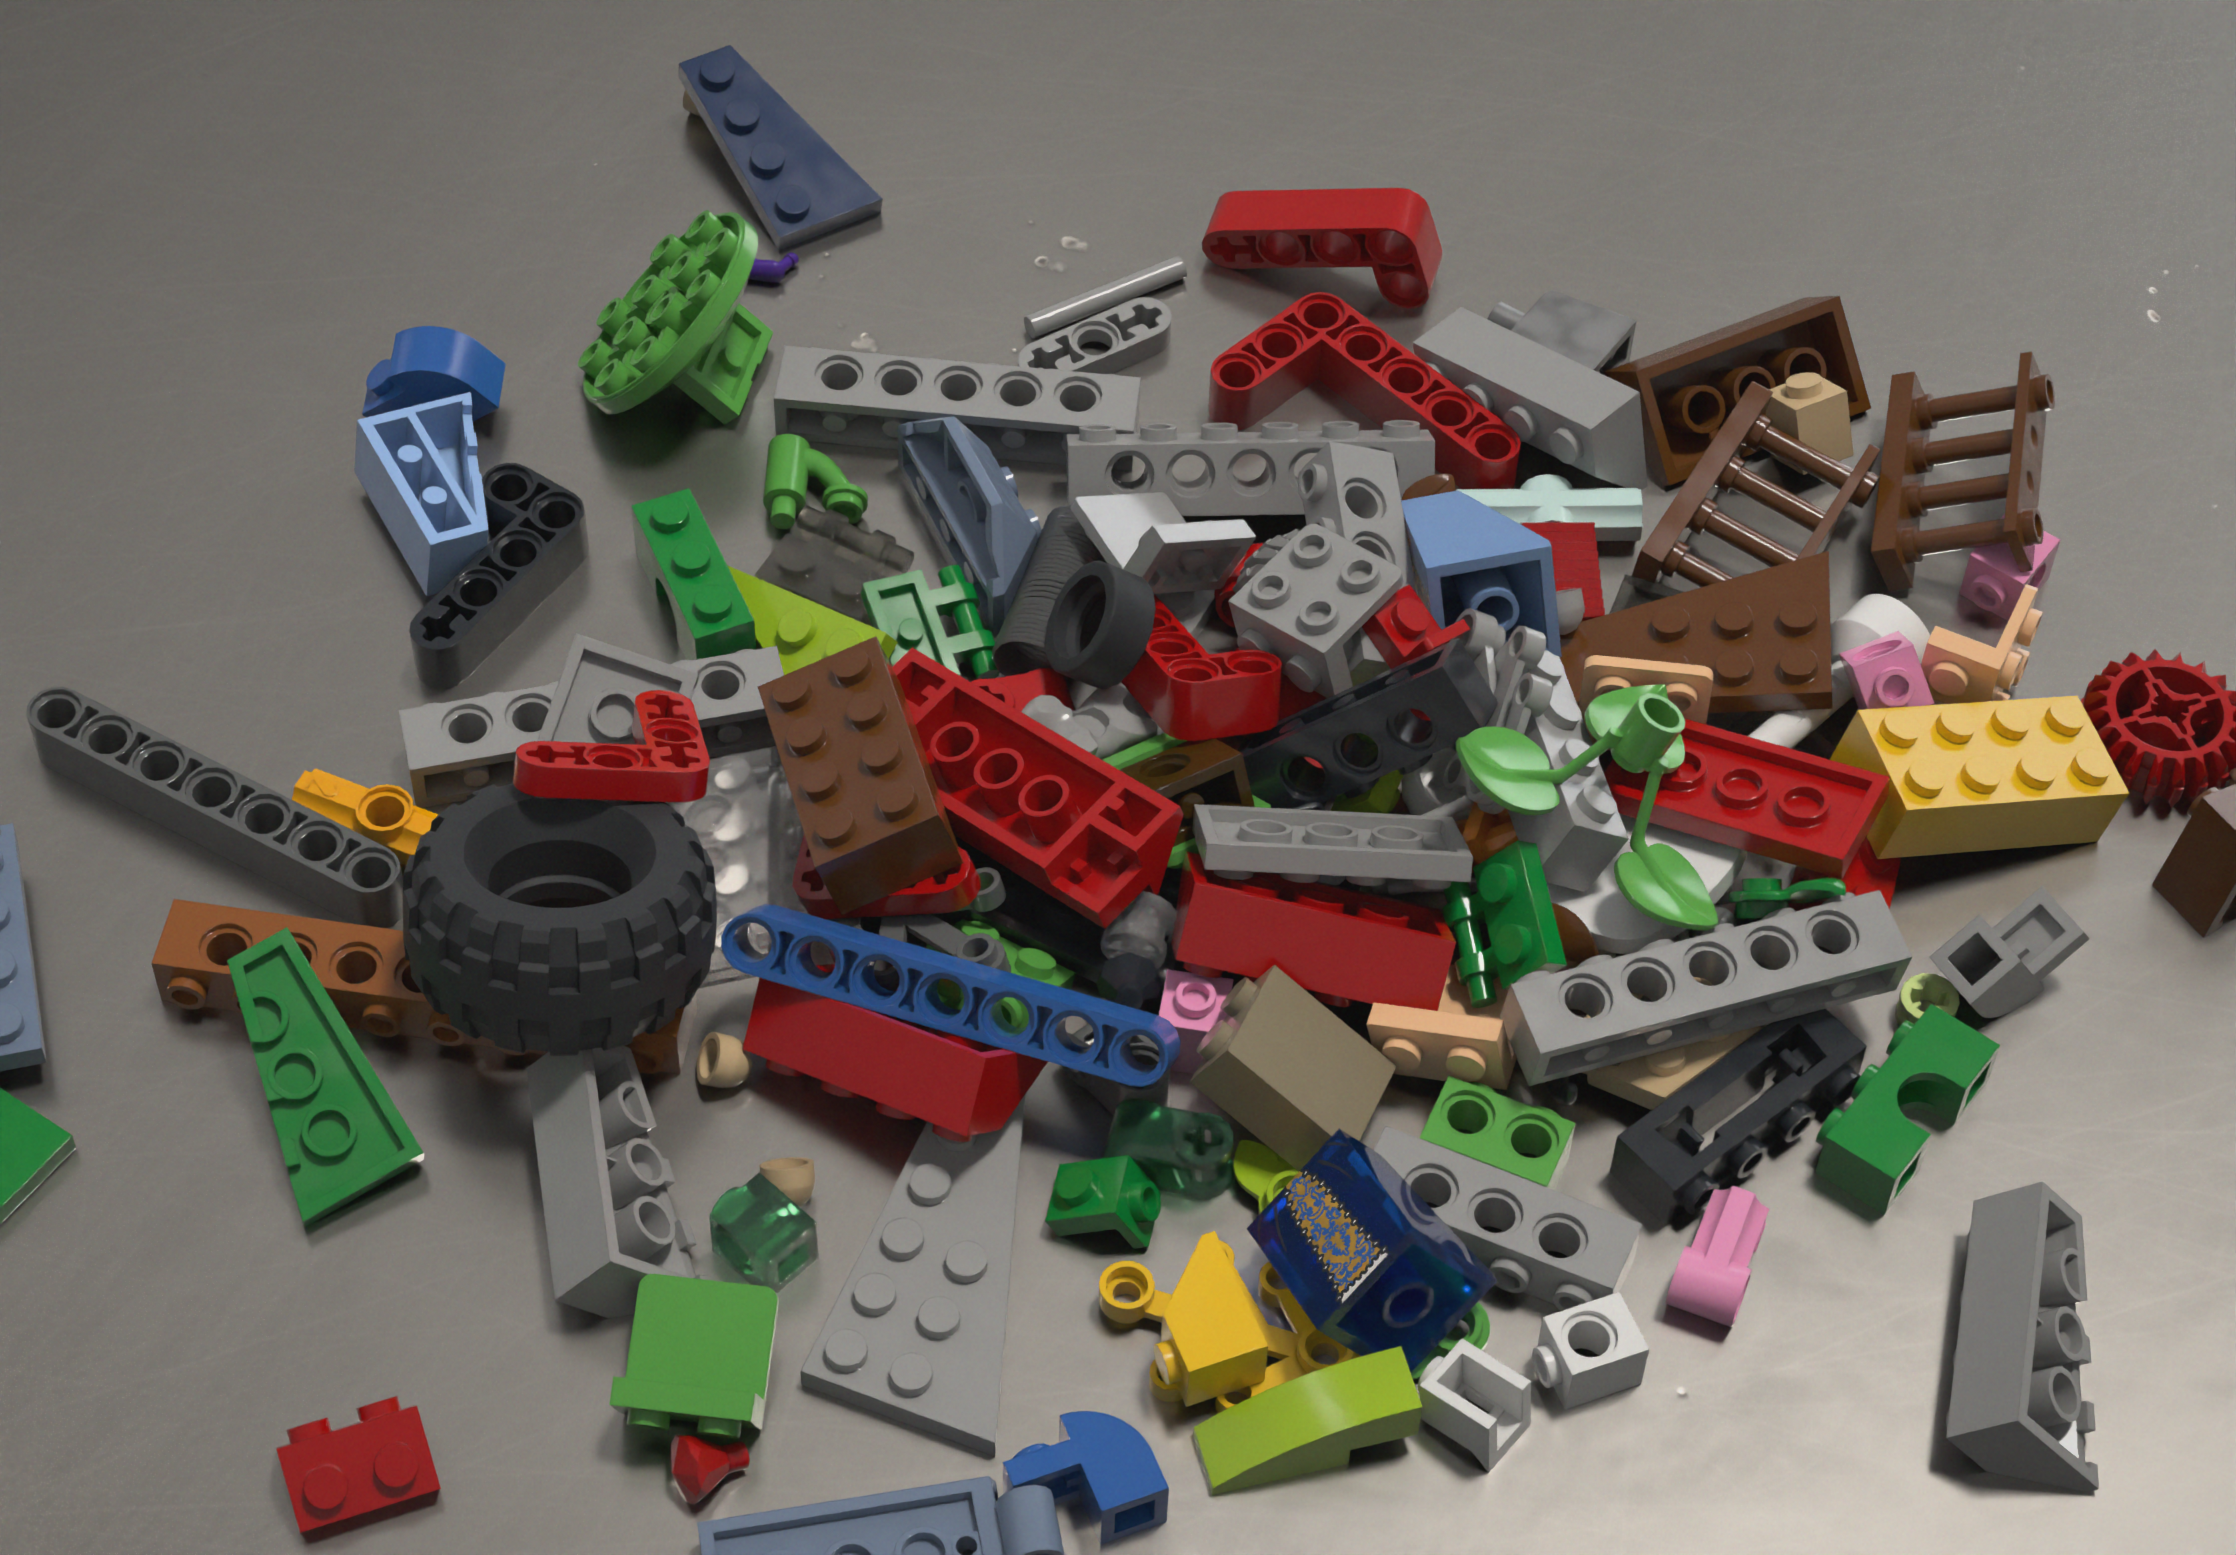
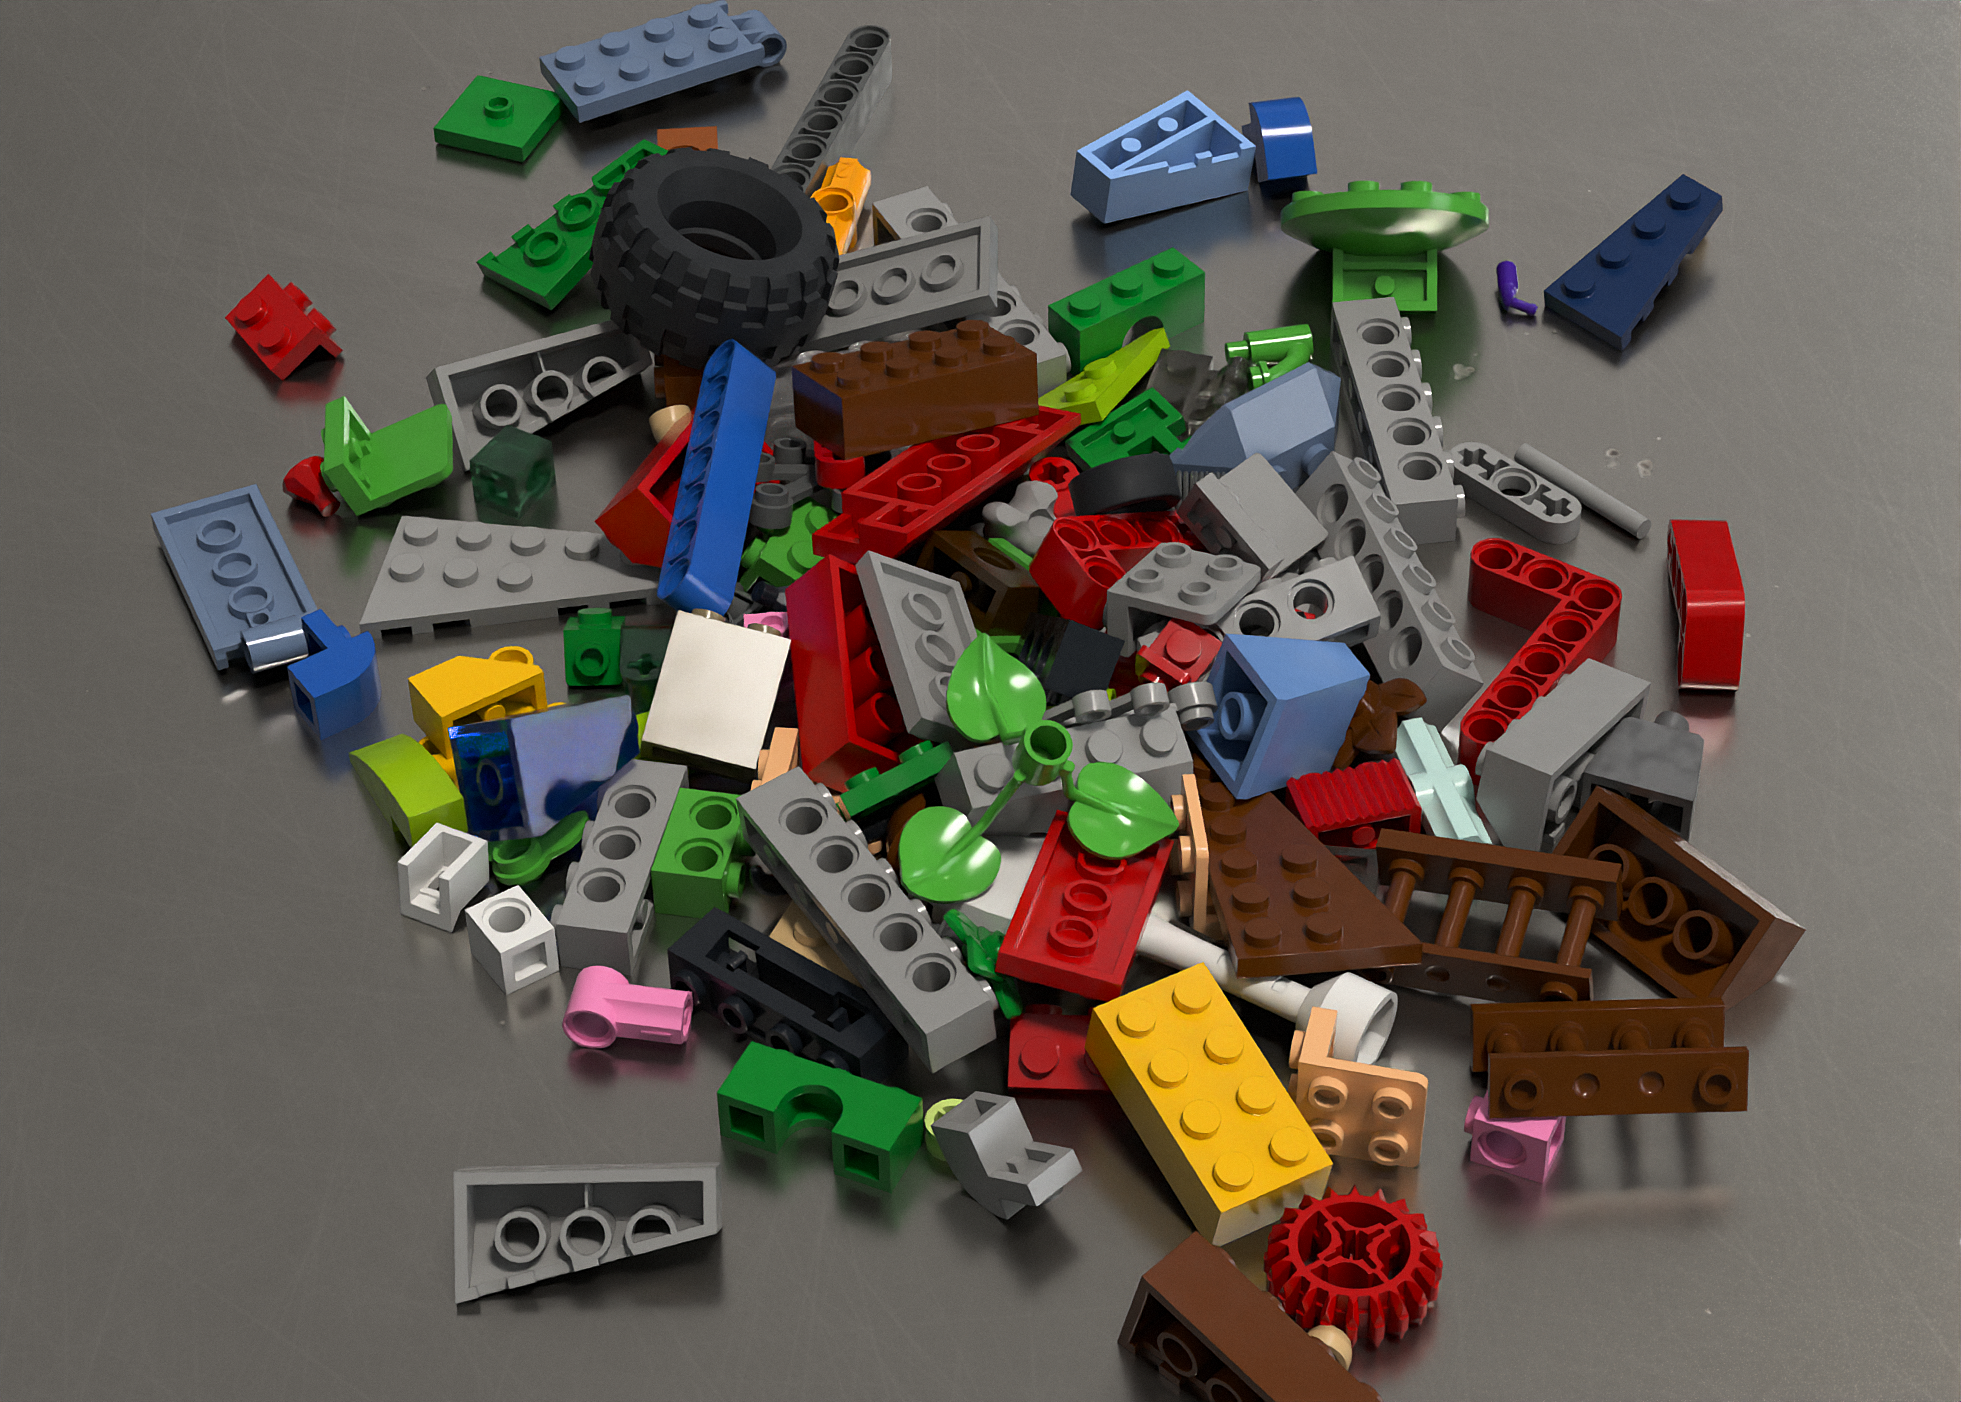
camera: 80 degrees right, 10 degrees down
(534, 549) = (1096, 221): black beam -> none
(662, 765) = (855, 268): red beam -> none
(792, 1176) = (570, 478): tan hinge -> none
(1570, 609) = (1284, 784): light grey hinge -> none
(1814, 414) = (1630, 947): tan brick -> none
(1886, 674) = (1273, 996): bright pink brick -> none

